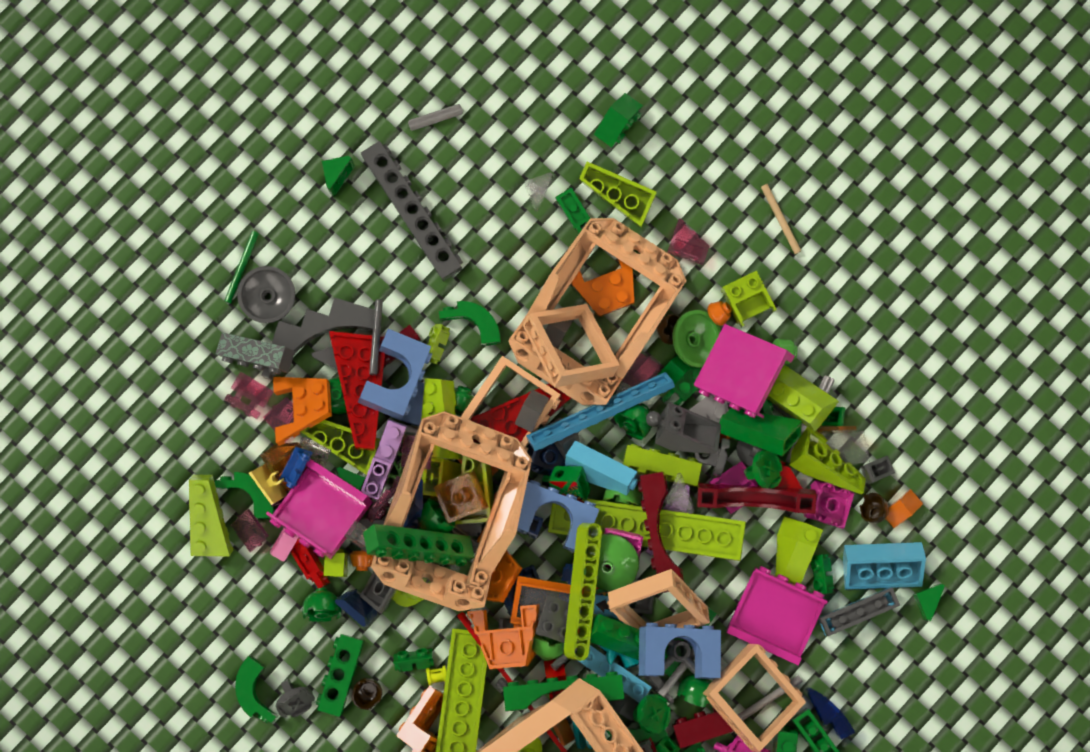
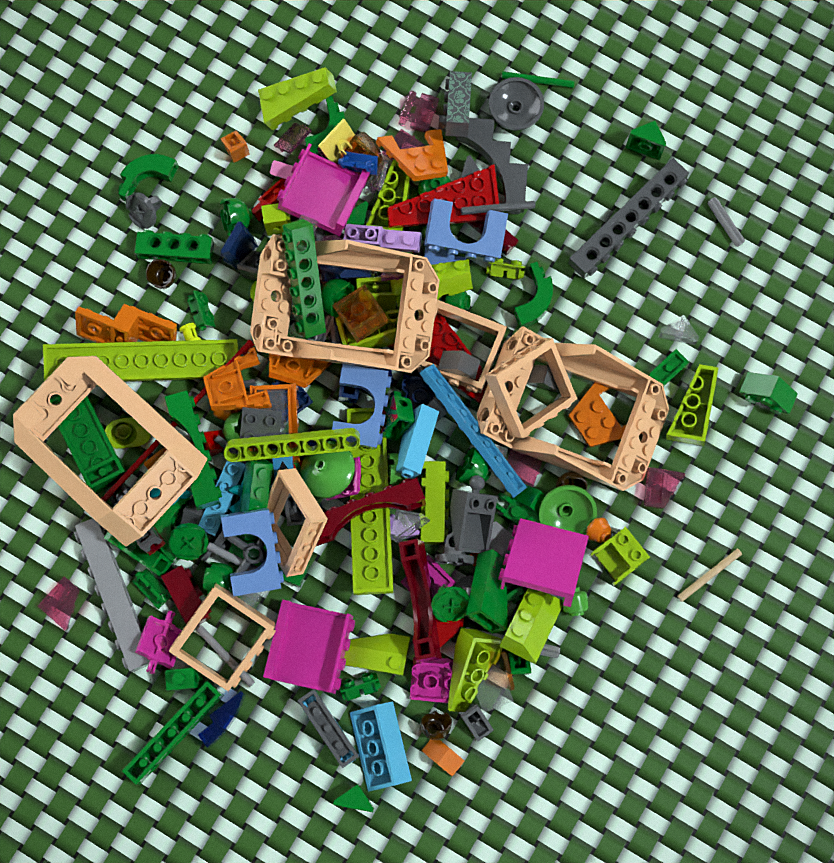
camera: 80 degrees right, 5 degrees down
(242, 592) = (235, 146): none -> orange slope

